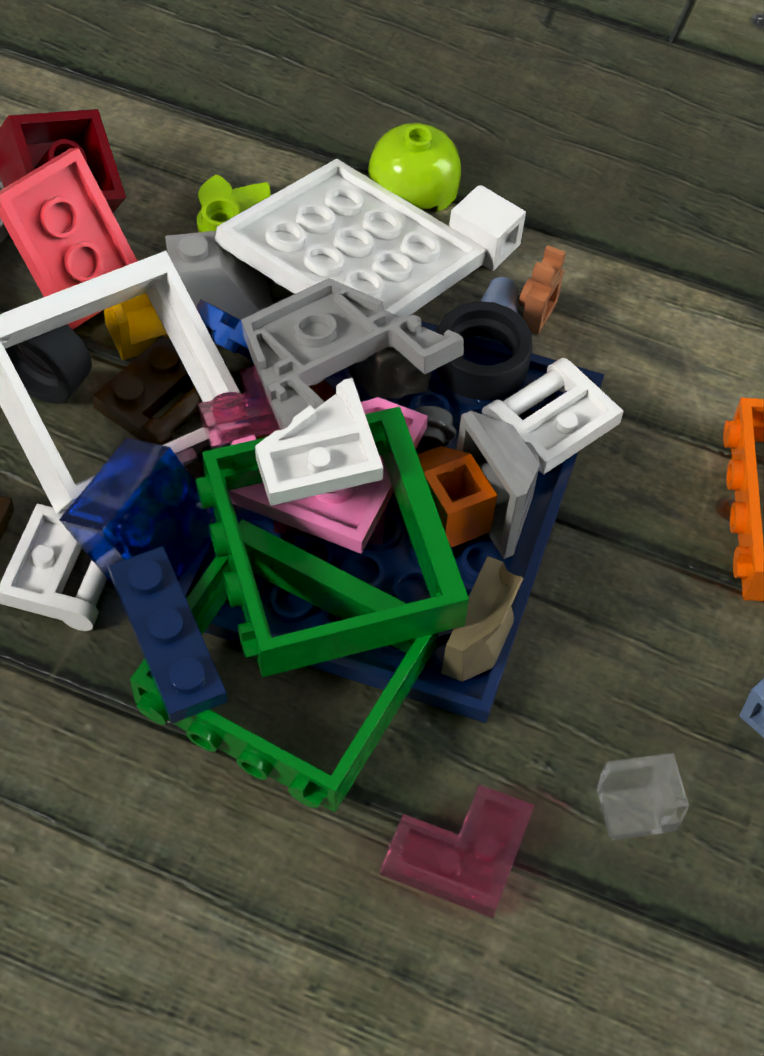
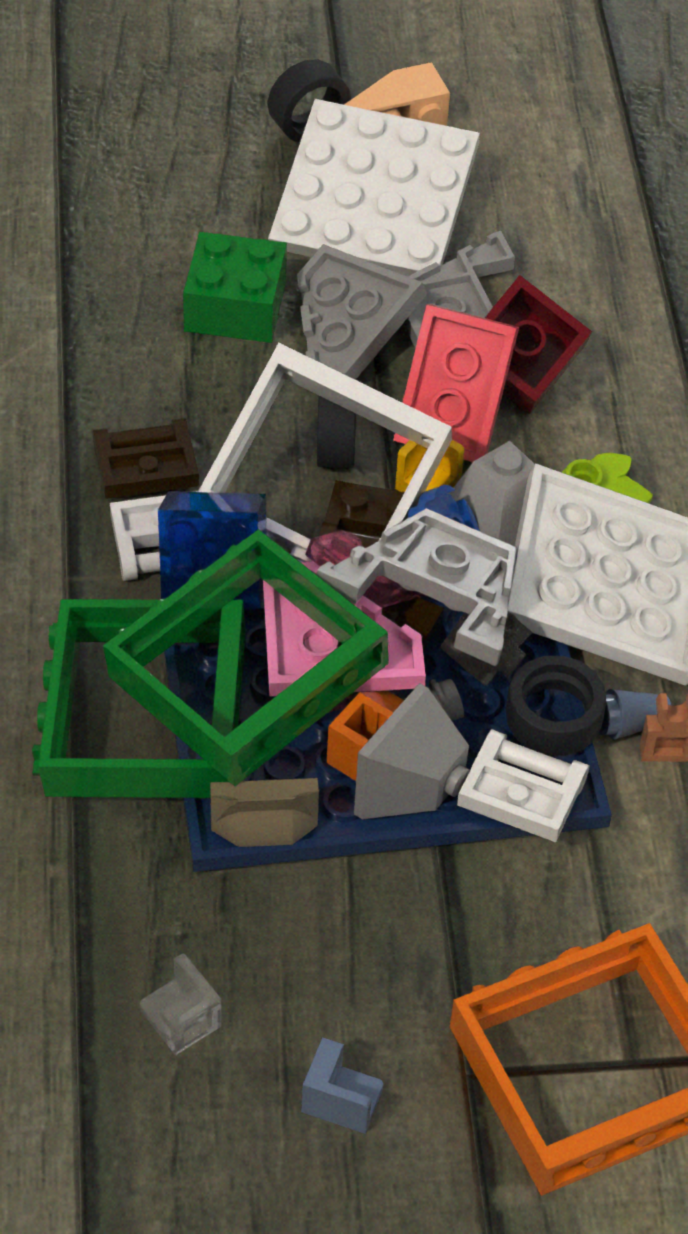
camera: 65 degrees right, 5 degrees down
(167, 635) = (106, 599): dark blue plate -> none
(320, 450) = (301, 595): white wing -> none
(467, 866) = (56, 910): clear pink plate -> none

